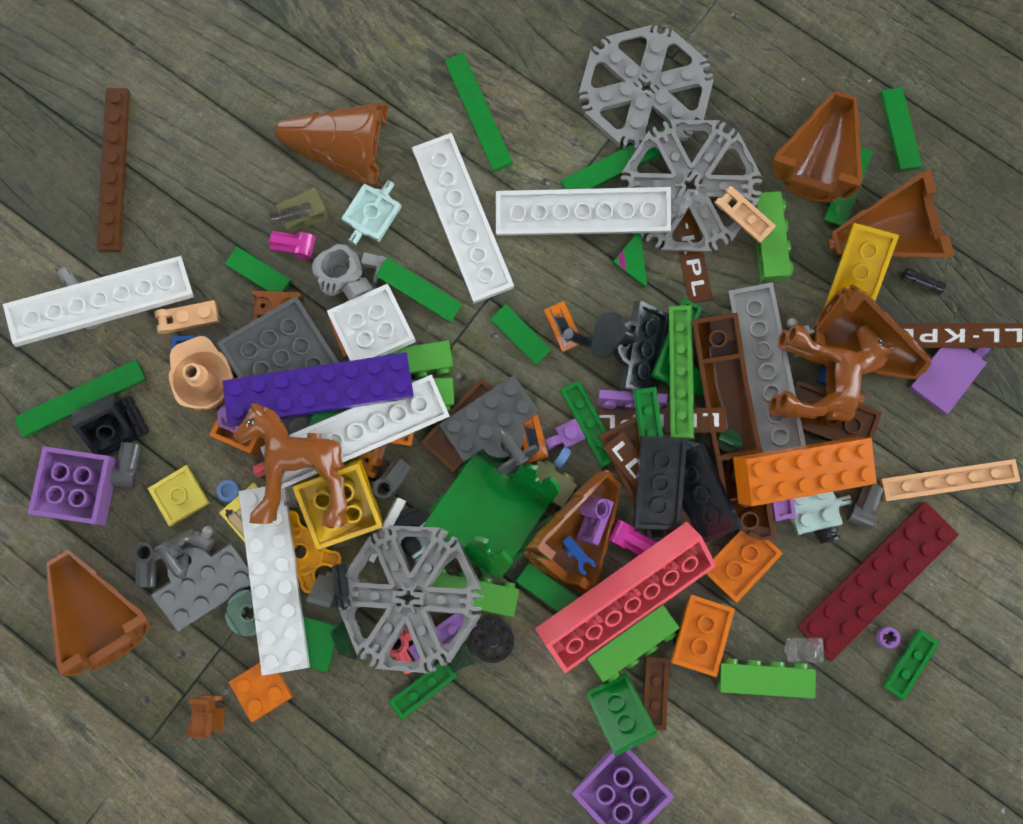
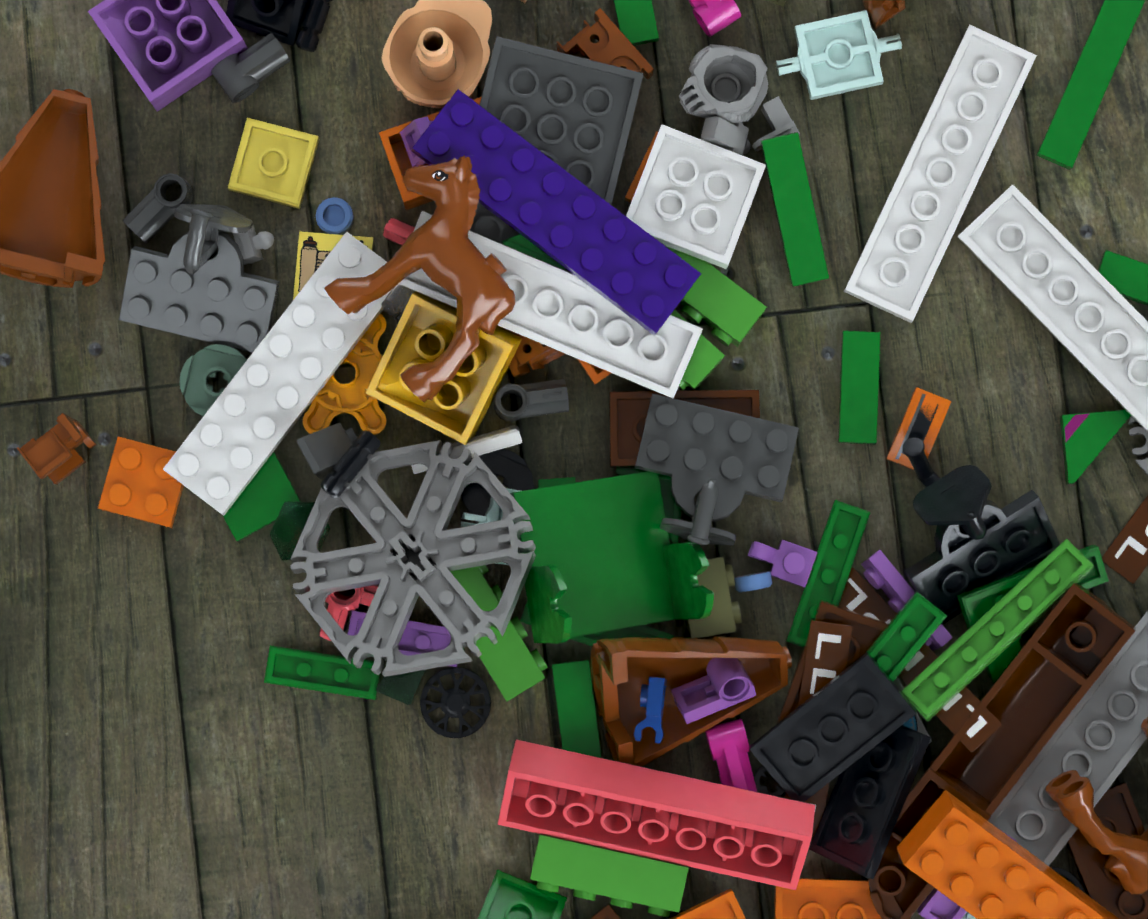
camera: 45 degrees right, 5 degrees up
(534, 436) = (745, 524): orange slope -> none
(729, 440) = (965, 767): dark green plate -> none

